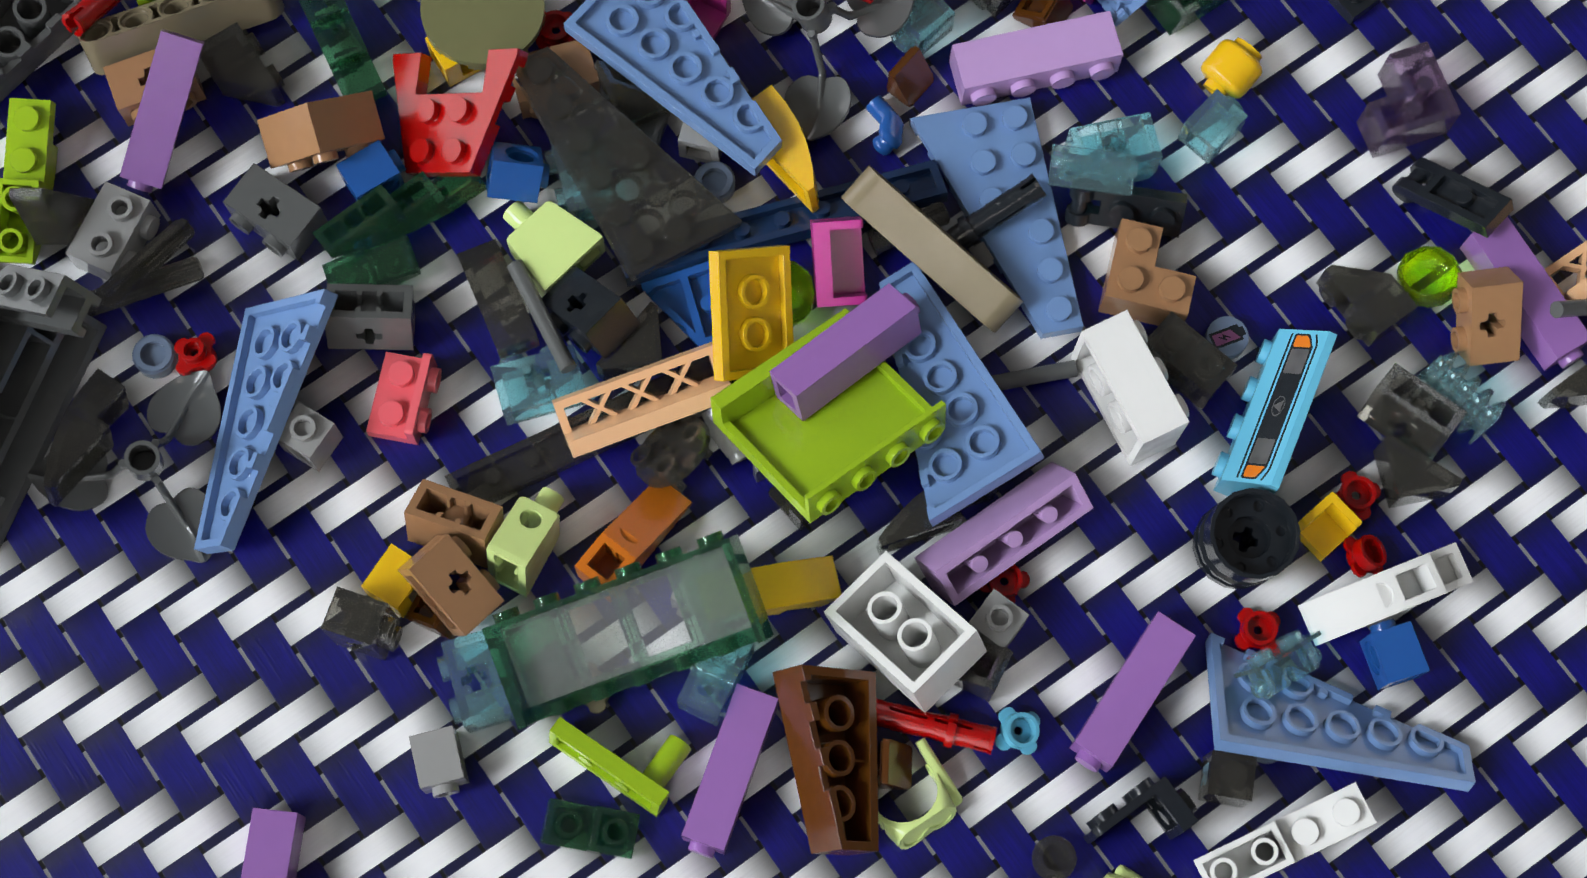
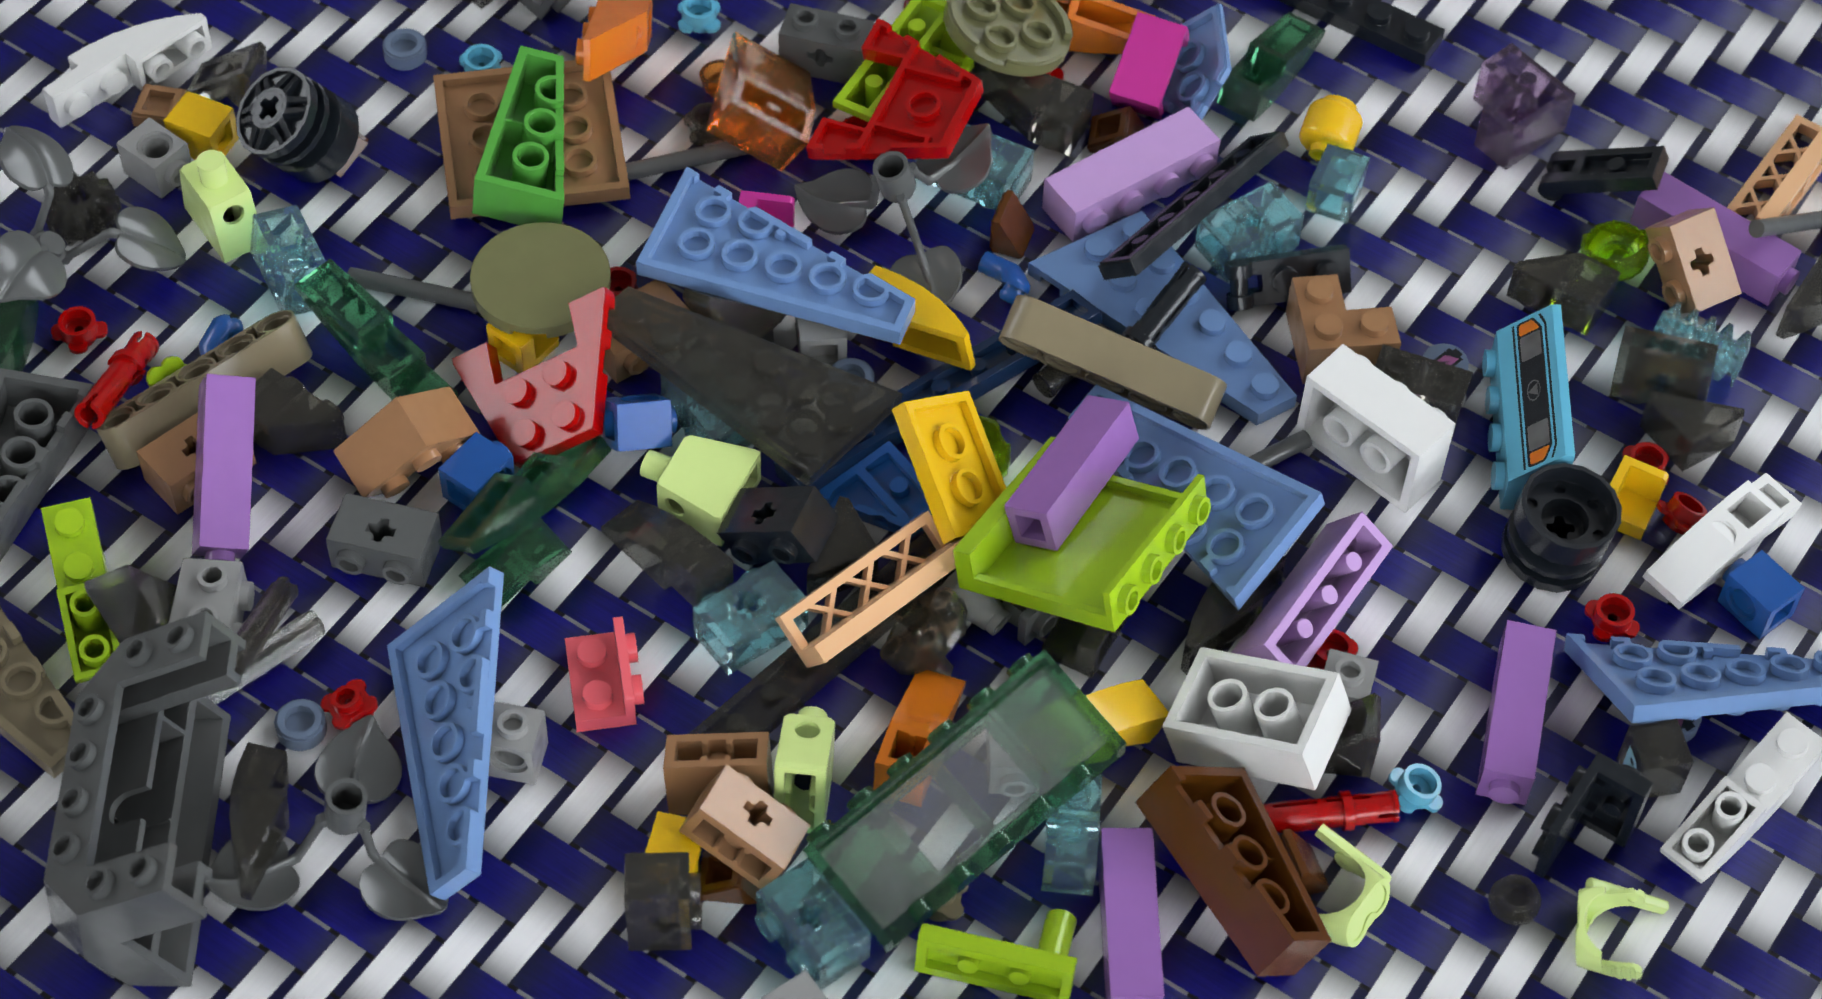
camera: 20 degrees left, 20 degrees down
(371, 317) = (544, 603): dark grey brick -> none
(541, 316) = (729, 542): dark grey bar -> none
(838, 261) = (1015, 402): dark pink panel -> none
(1071, 113) = (1192, 205): none -> black tile
(1092, 169) = (1242, 242): clear light blue hinge -> none
(1268, 667) = (1655, 630): clear light blue hinge -> none

